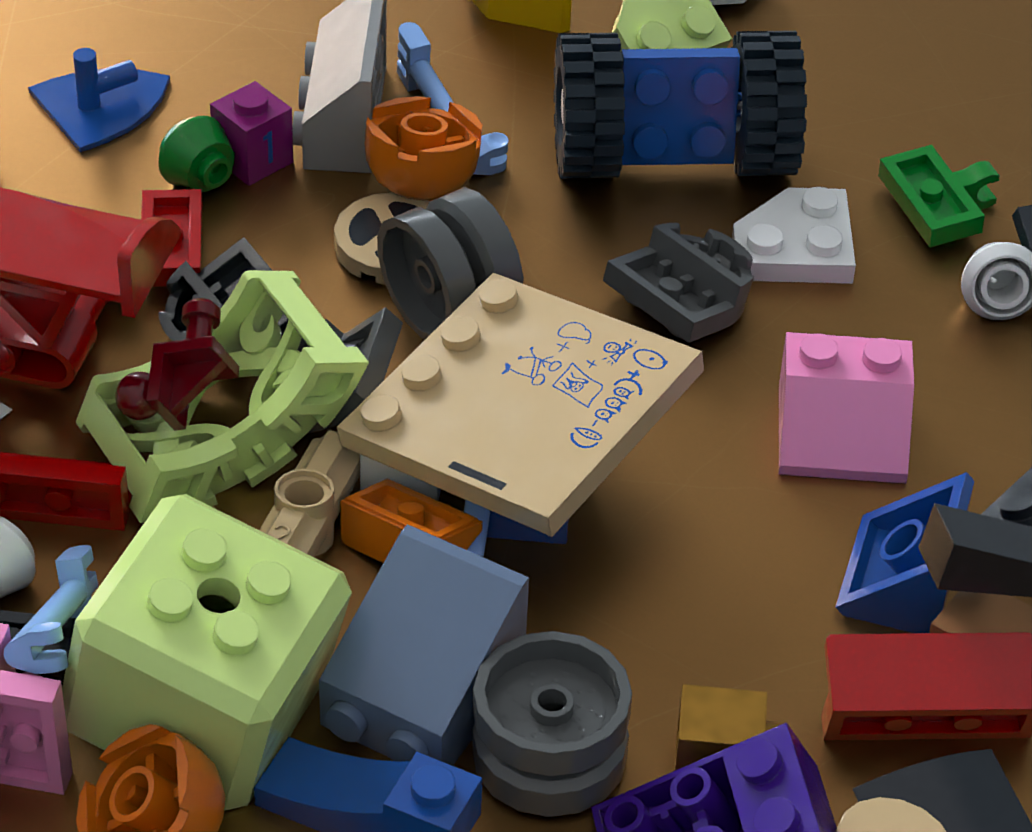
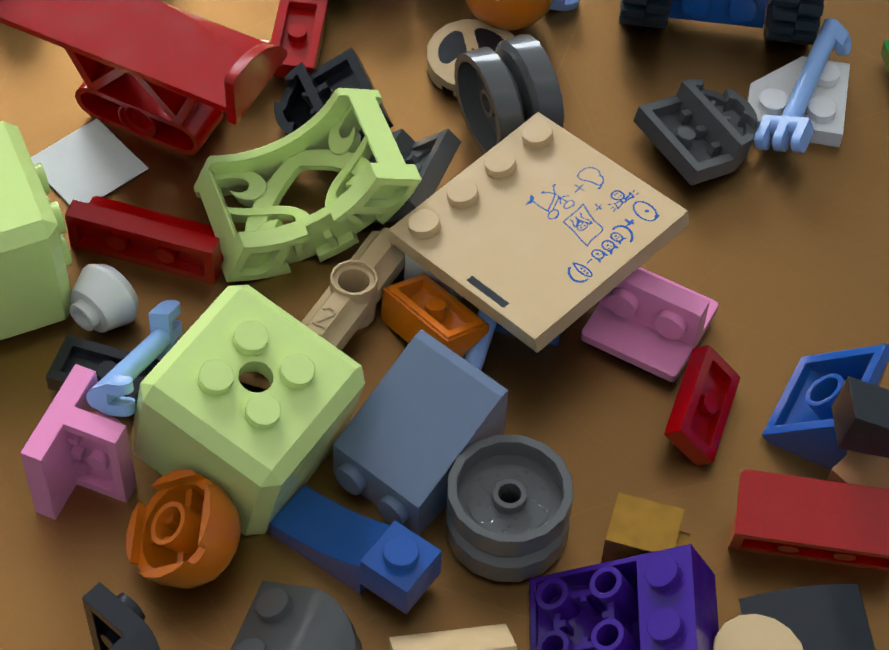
camera: 10 degrees right, 10 degrees up
(178, 369) = (273, 162): dark red piece -> none
(674, 496) = (650, 323): none -> bright pink bracket
(758, 581) = (702, 405): none -> red plate
(793, 257) = (792, 127): none -> light blue hinge
(845, 407) = (806, 262): bright pink slope -> none

